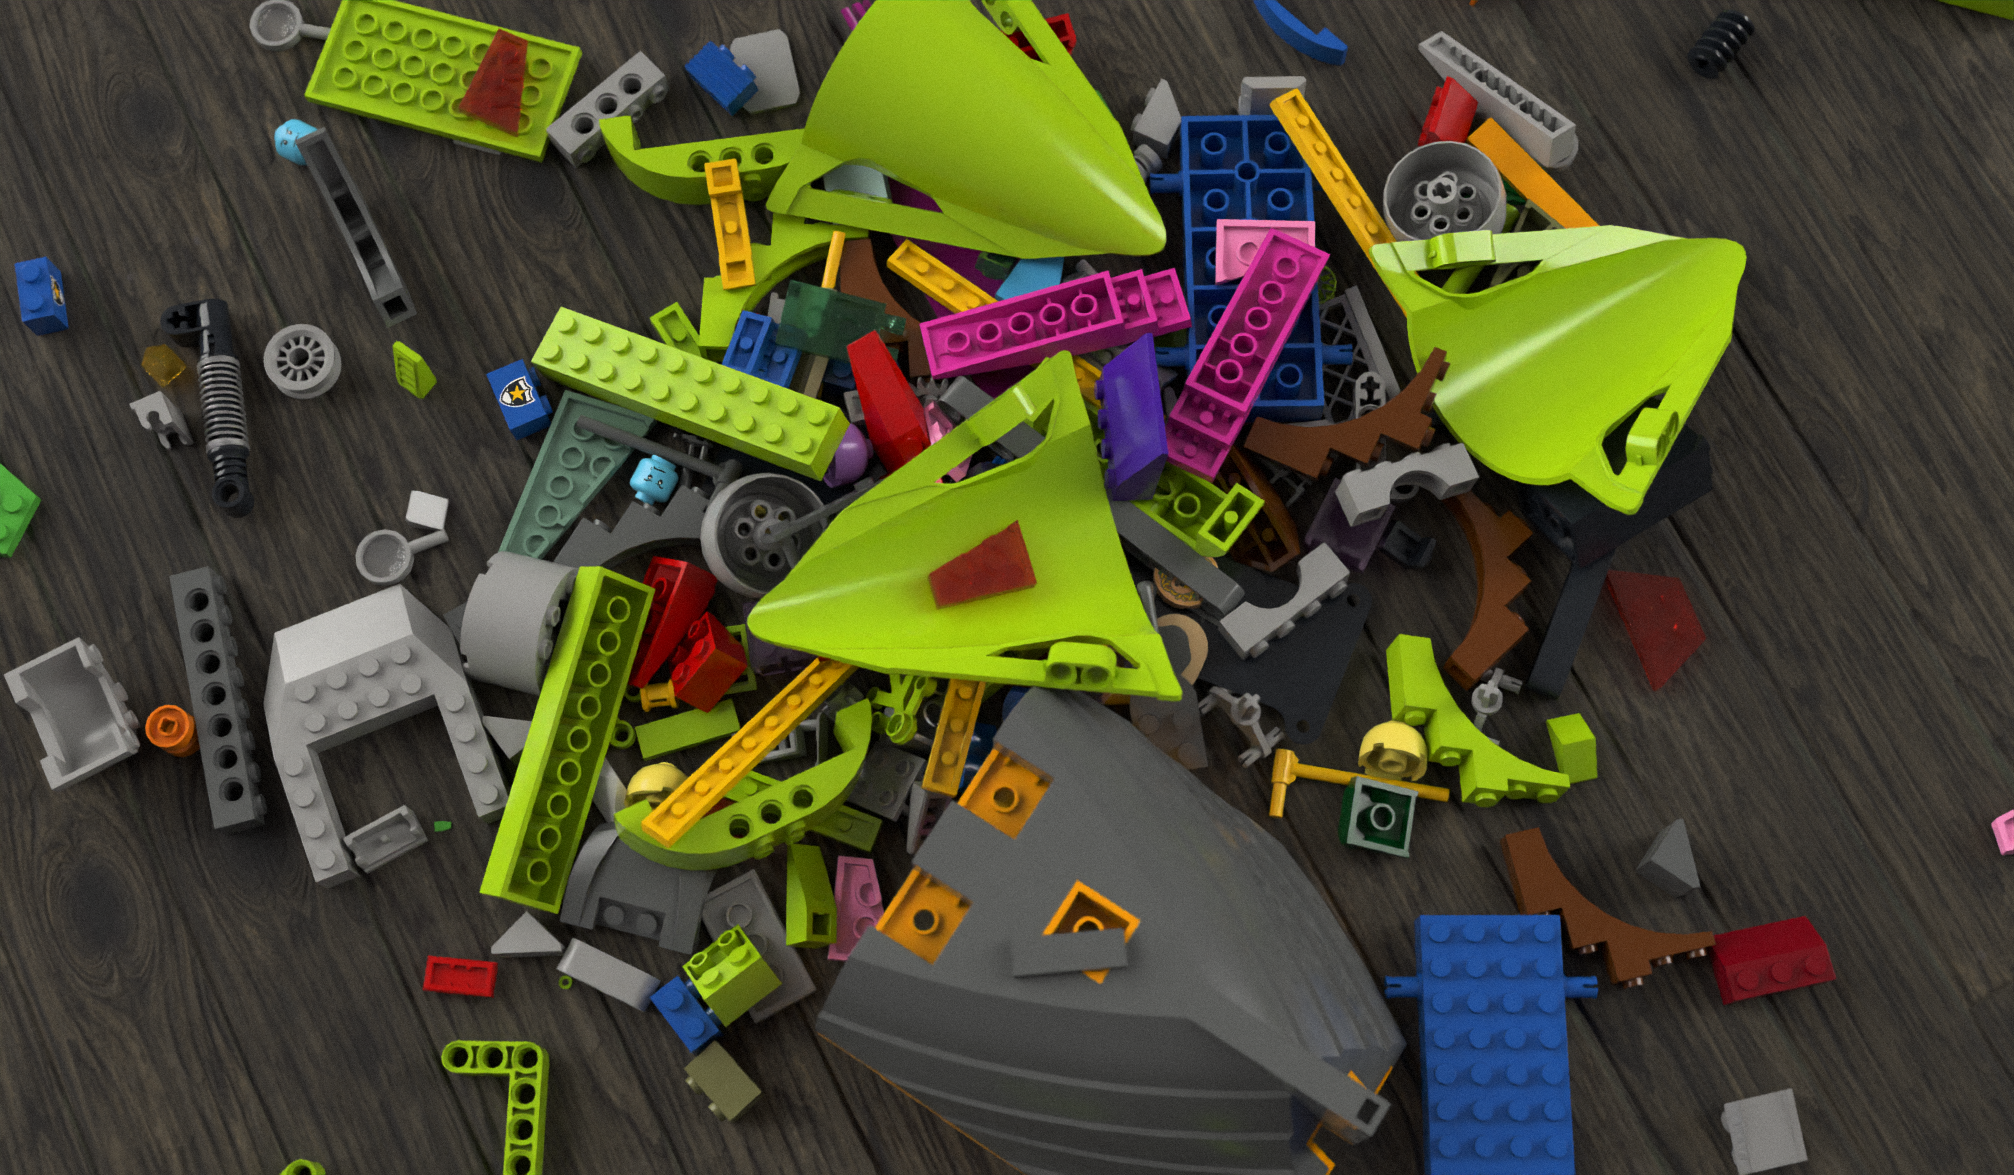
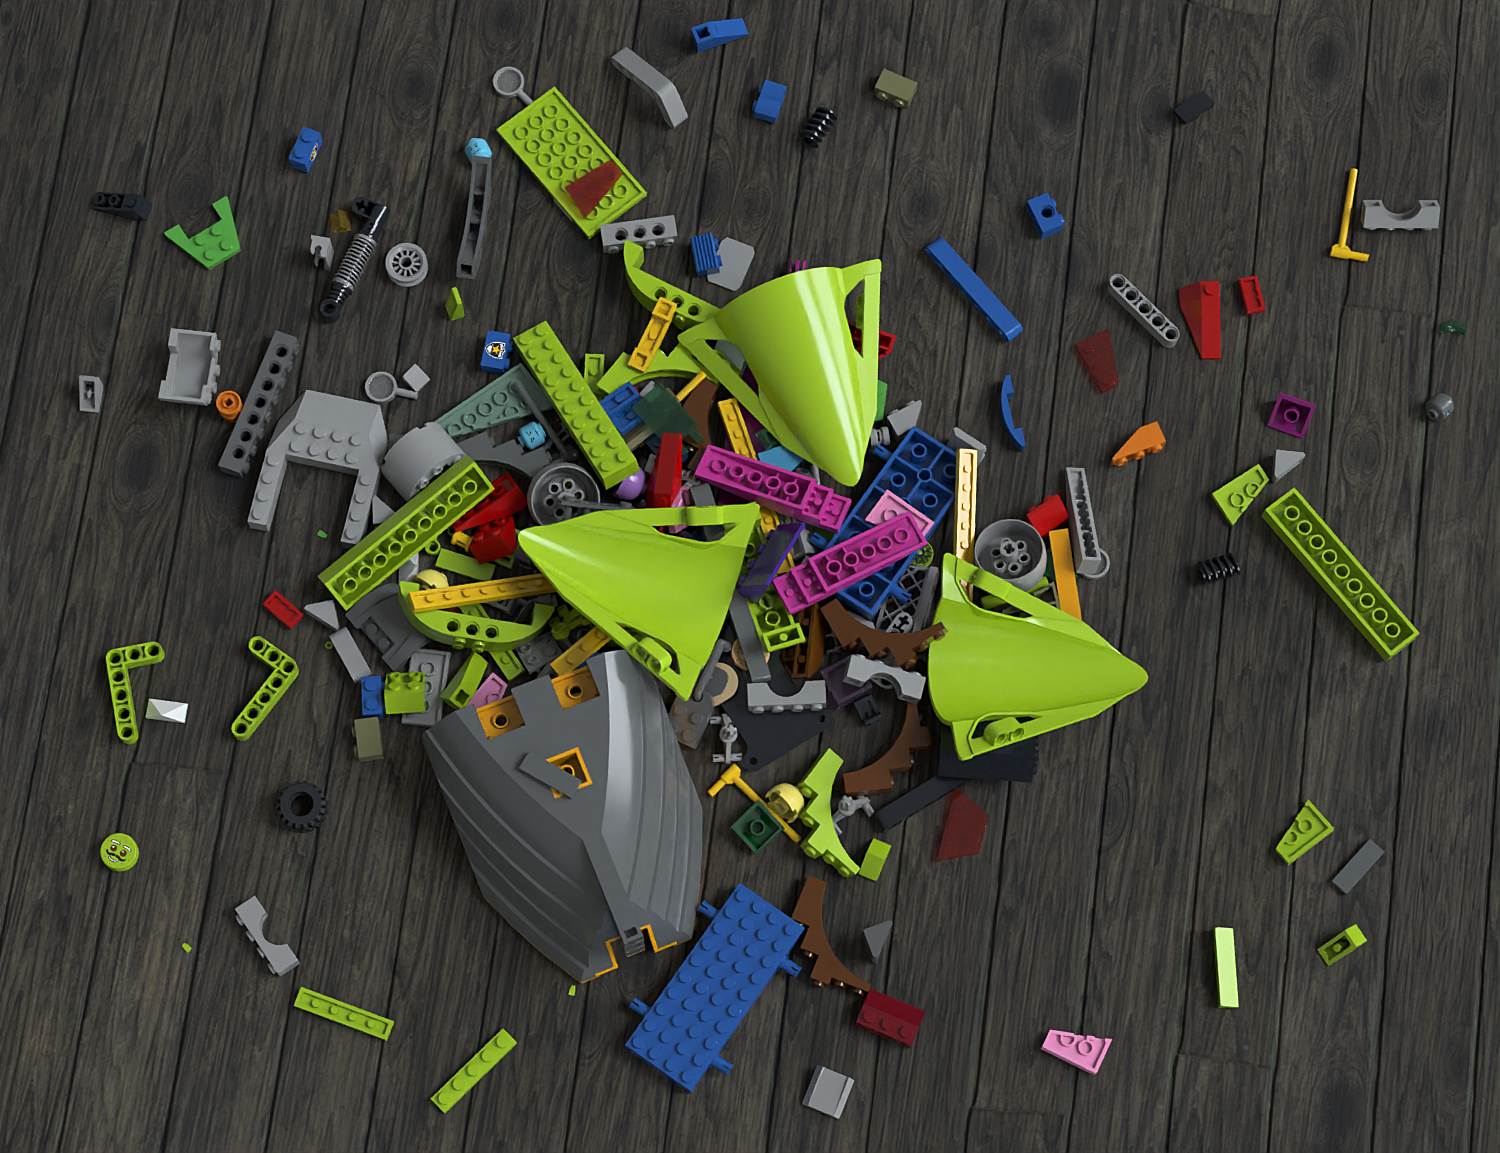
camera: 30 degrees right, 0 degrees up
(386, 839) = (292, 522): light grey hinge -> none
(988, 570) = (648, 584): clear red wing -> none

